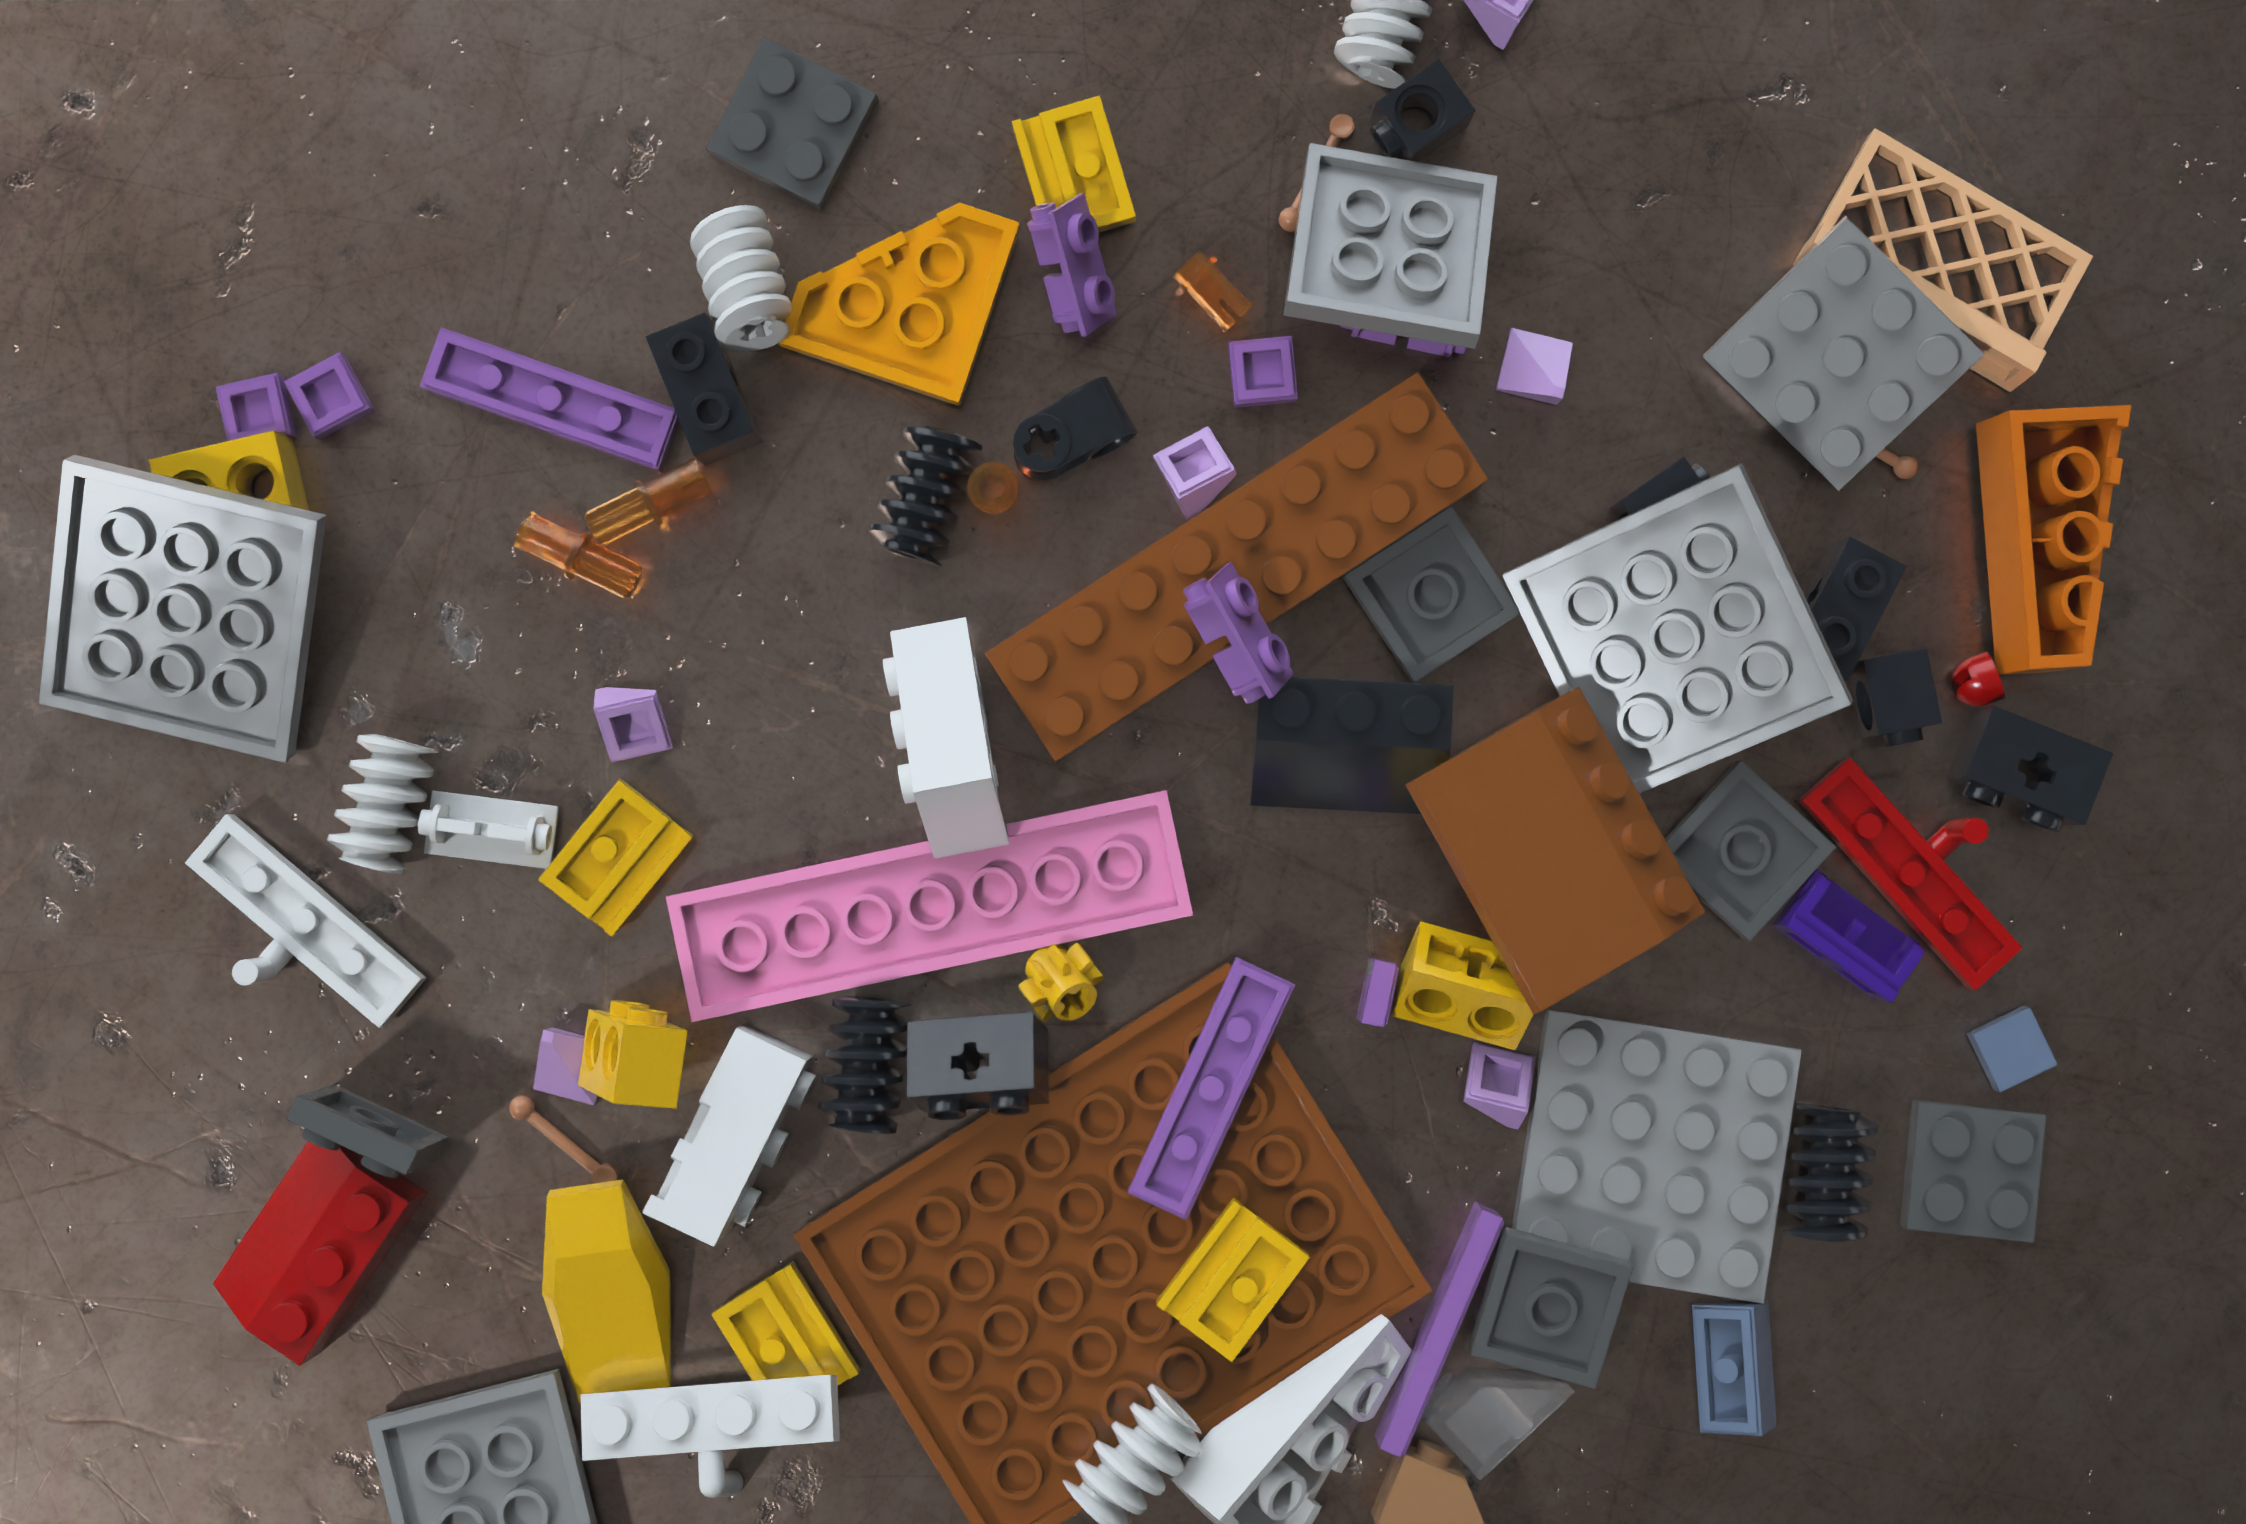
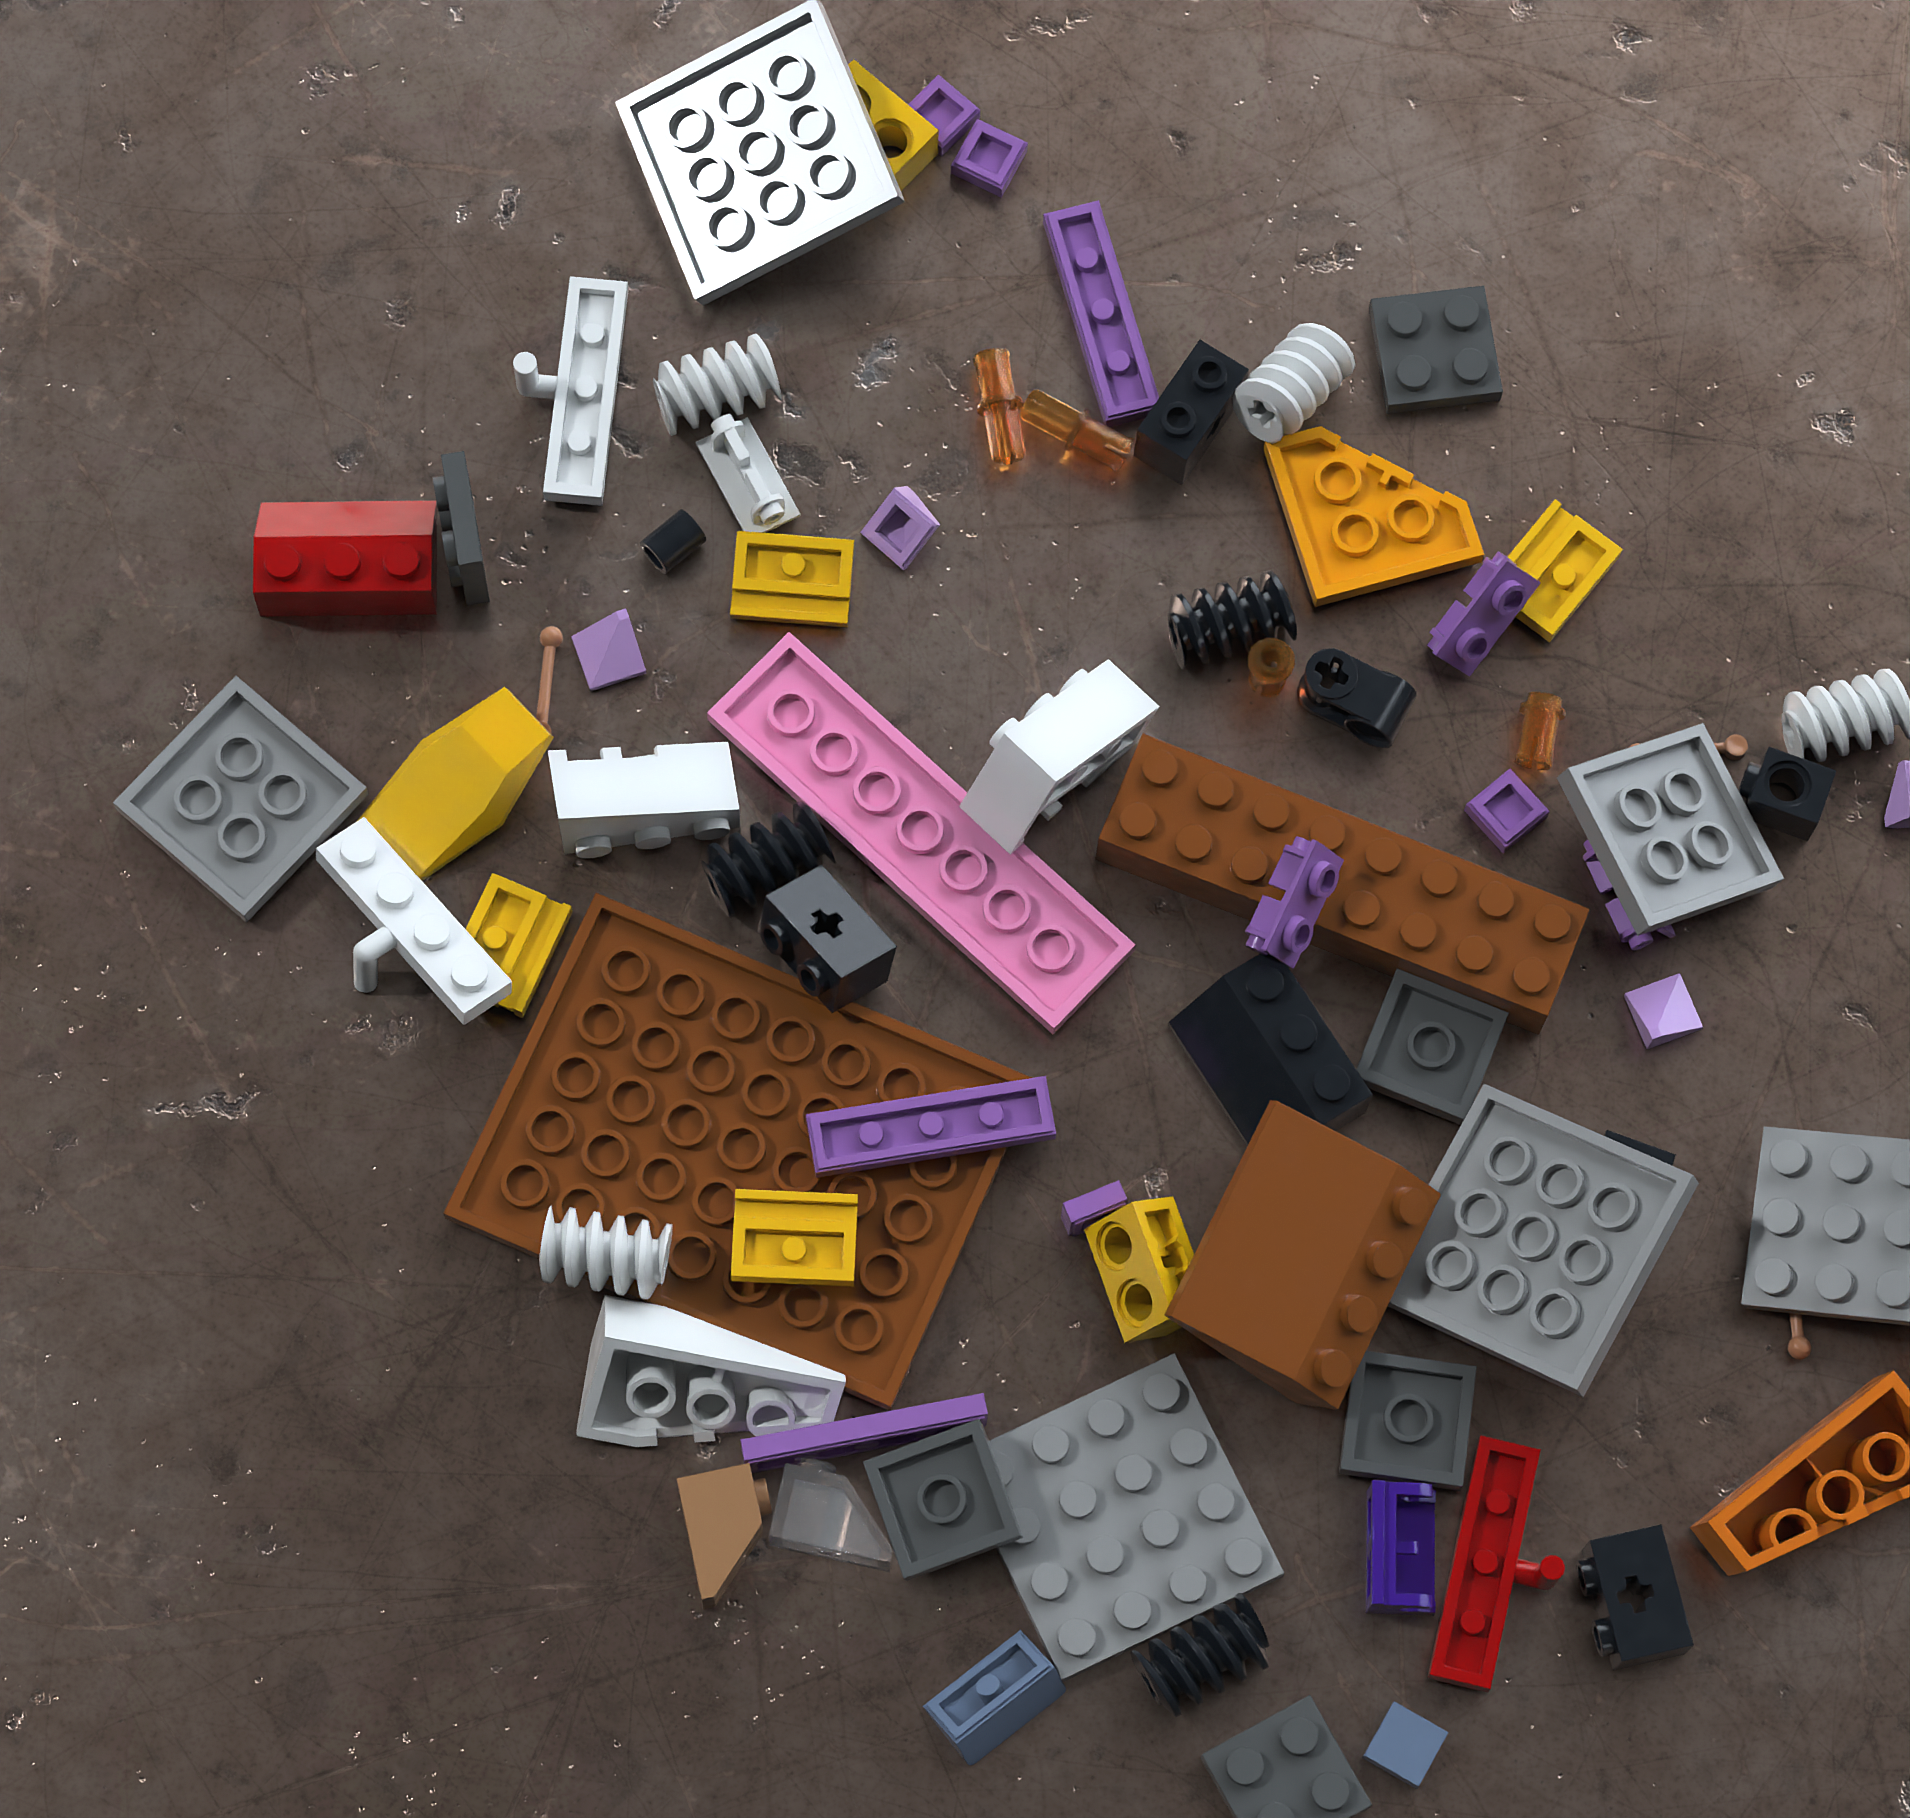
camera: 50 degrees right, 15 degrees down
(506, 939) = (673, 541): none -> black hinge
(632, 1055) = (655, 679): yellow brick -> none
(1060, 982) = (931, 963): yellow gear -> none
(1195, 471) = (1397, 806): lavender slope -> none
(1500, 1083) = (1088, 1357): lavender slope -> none
(1851, 597) = (1655, 1364): black brick -> none
(1895, 696) = (1614, 1453): black brick -> none
(1977, 681) = (1676, 1514): red hinge -> none

